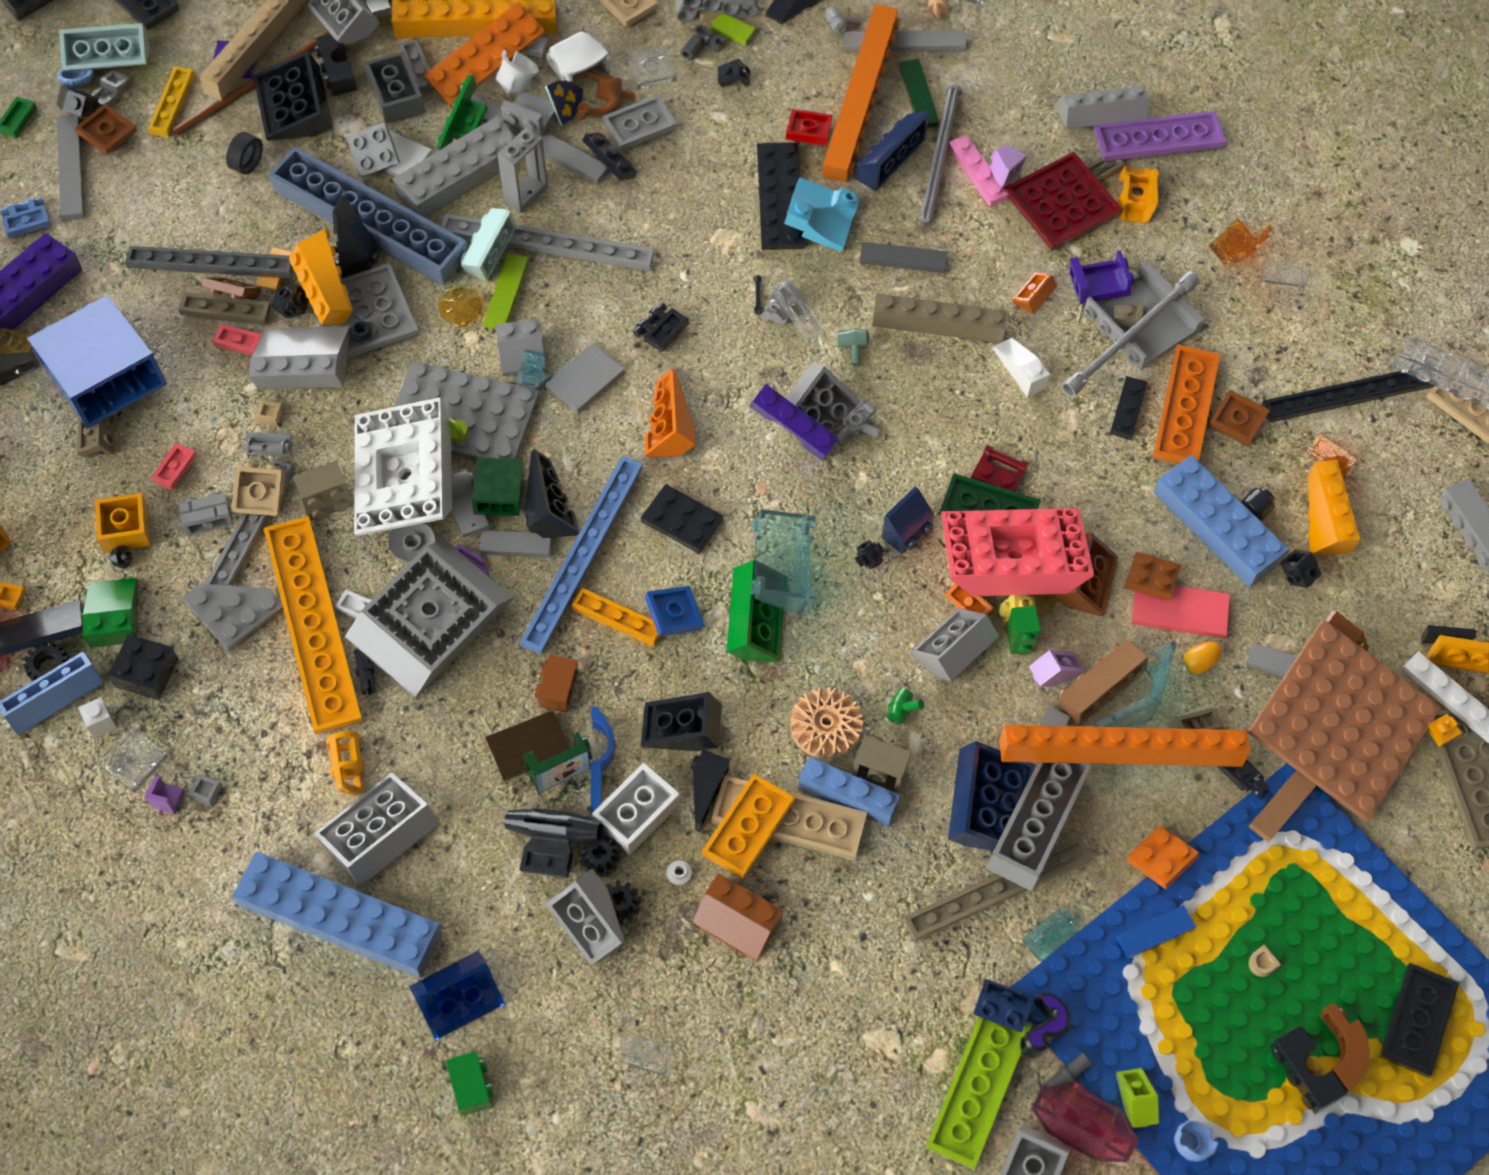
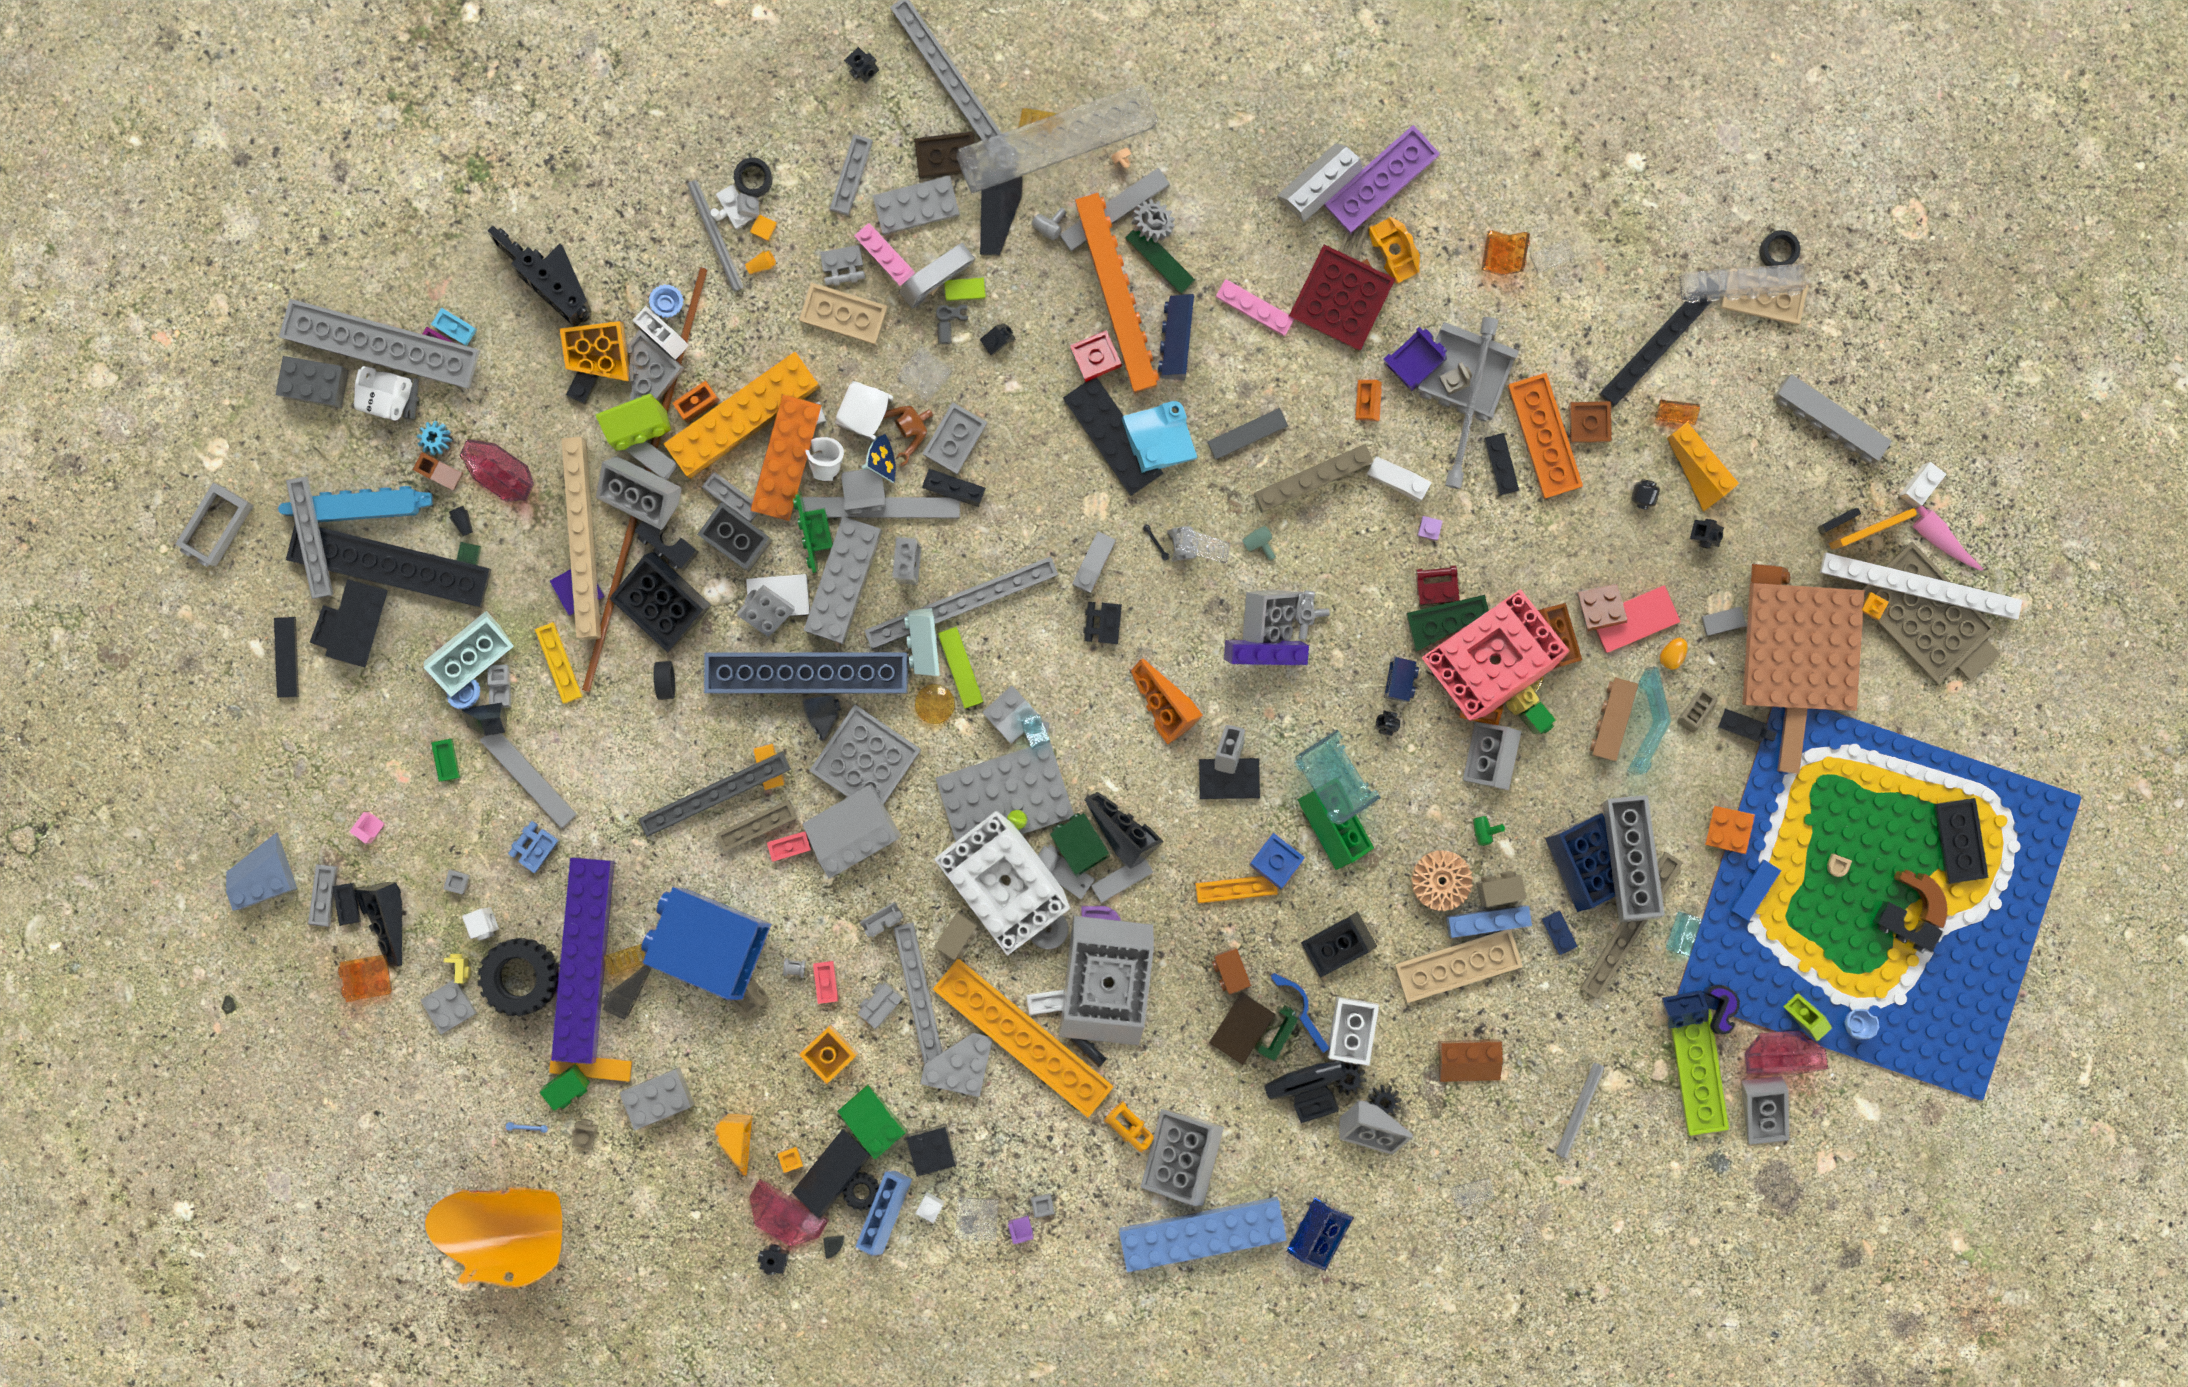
camera: 30 degrees left, 25 degrees up
(106, 129) = (531, 727): dark orange plate -> none
(121, 556) = (846, 1078): black plate -> none
(156, 437) = (794, 967): none -> light grey bush
(236, 289) = (751, 808): dark orange plate -> none
(258, 490) = (908, 965): tan plate -> none
(269, 412) = (859, 890): tan tile -> none
(290, 301) = (806, 789): black brick -> none
(321, 278) = (822, 762): light orange wedge -> none
(361, 326) = (875, 782): black plate -> none
(469, 1083) = (1369, 1286): green brick -> none
(581, 555) = (1177, 856): medium blue plate -> none
(585, 378) = (1075, 705): light grey tile -> none
(679, 879) = (1402, 1053): white plate -> none
(685, 276) = (1093, 562): none -> light grey slope
(699, 484) = (1229, 749): none -> light grey brick
(707, 782) = (1384, 973): black slope -> none
(748, 826) = (1437, 992): light orange tile -> none
(821, 1045) = (1580, 1110): none -> light grey axle
(916, 852) = (1559, 932): none -> dark blue plate
(932, 59) = (1153, 220): none -> light grey gear
(953, 92) = (1215, 311): light grey axle -> none
(1006, 164) = (1278, 294): lavender slope -> none
(1023, 421) = (1429, 528): none -> lavender plate
(1054, 718) = (1597, 771): light grey tile -> none
(1056, 668) = (1576, 729): lavender slope -> none
(1070, 1071) = (1752, 1029): dark grey pin -> none
(1124, 745) = (1664, 772): orange brick -> none
(1220, 520) = (1626, 527): medium blue brick -> none

